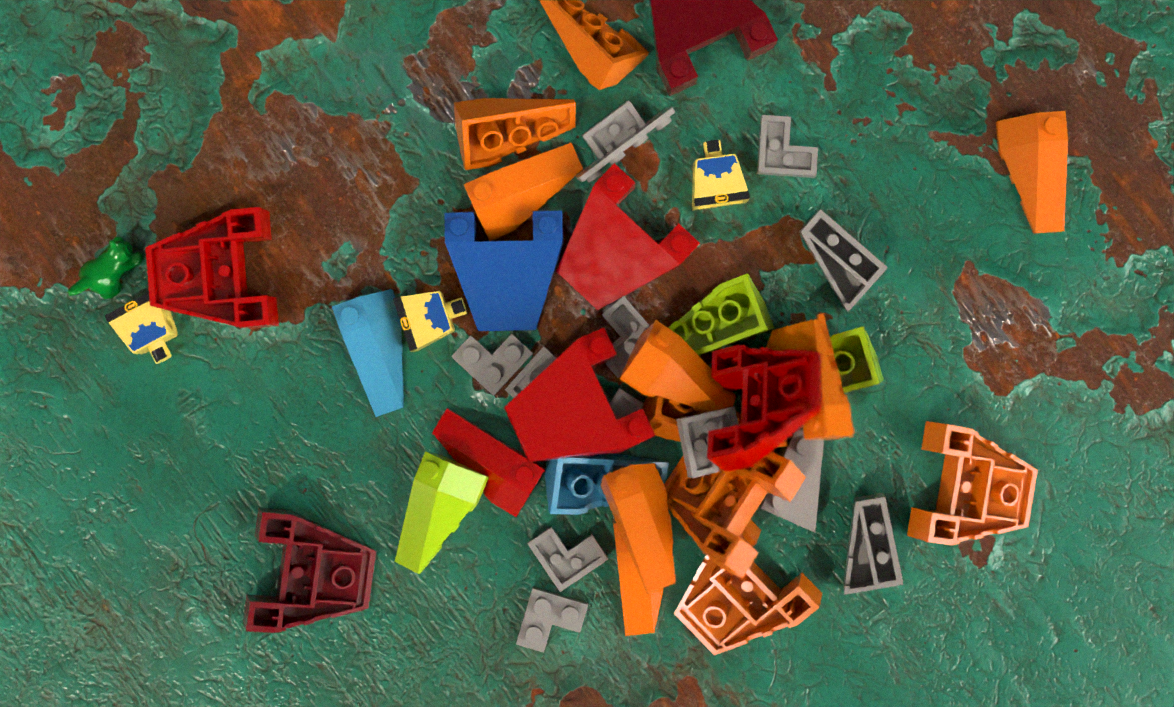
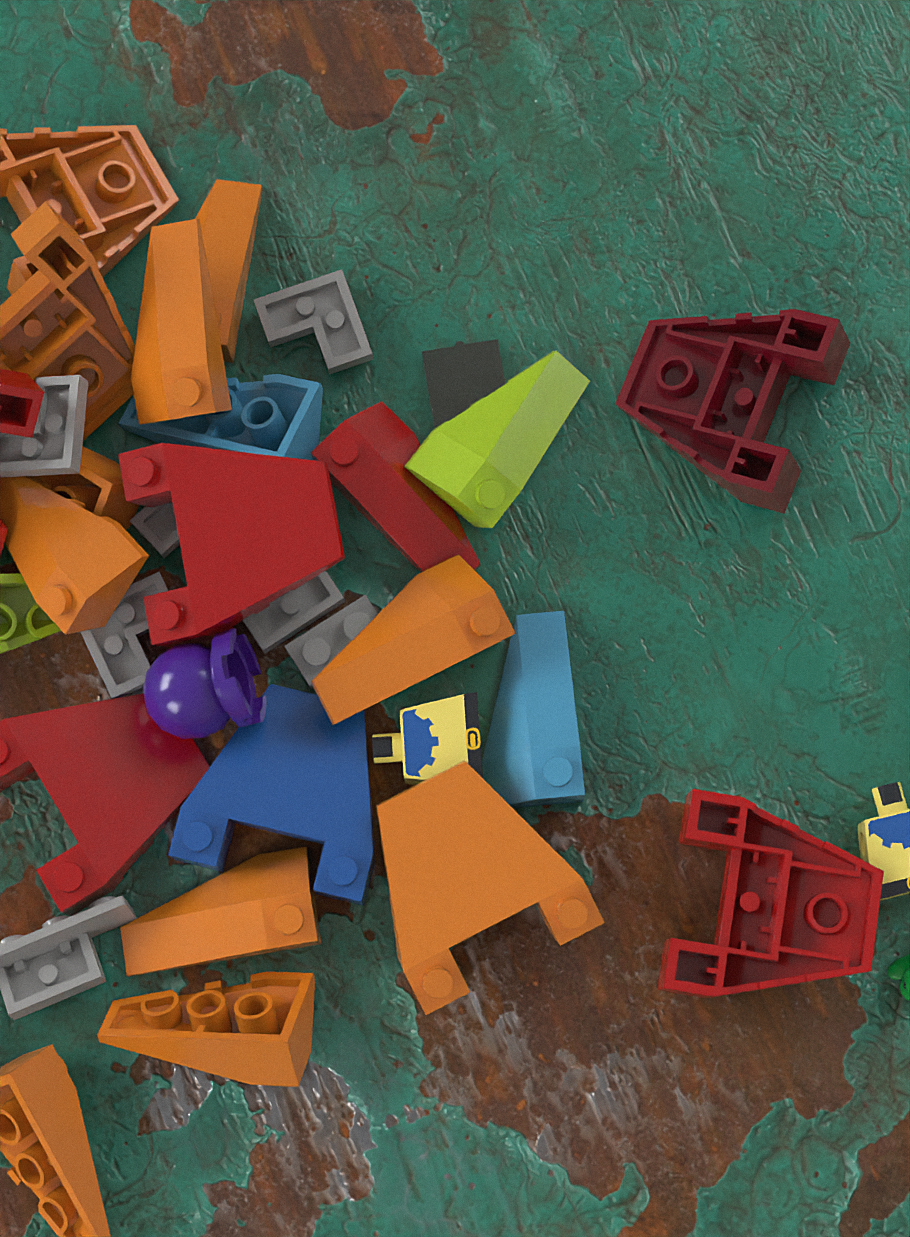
camera: 160 degrees left, 10 degrees down
(391, 246) = (462, 864): none -> orange wedge
(447, 382) = (423, 630): none -> orange wedge
(471, 542) = (461, 376): none -> clear smoke piece
(547, 610) = (375, 250): light grey plate -> none
(571, 312) = (200, 687): none -> dark purple tile

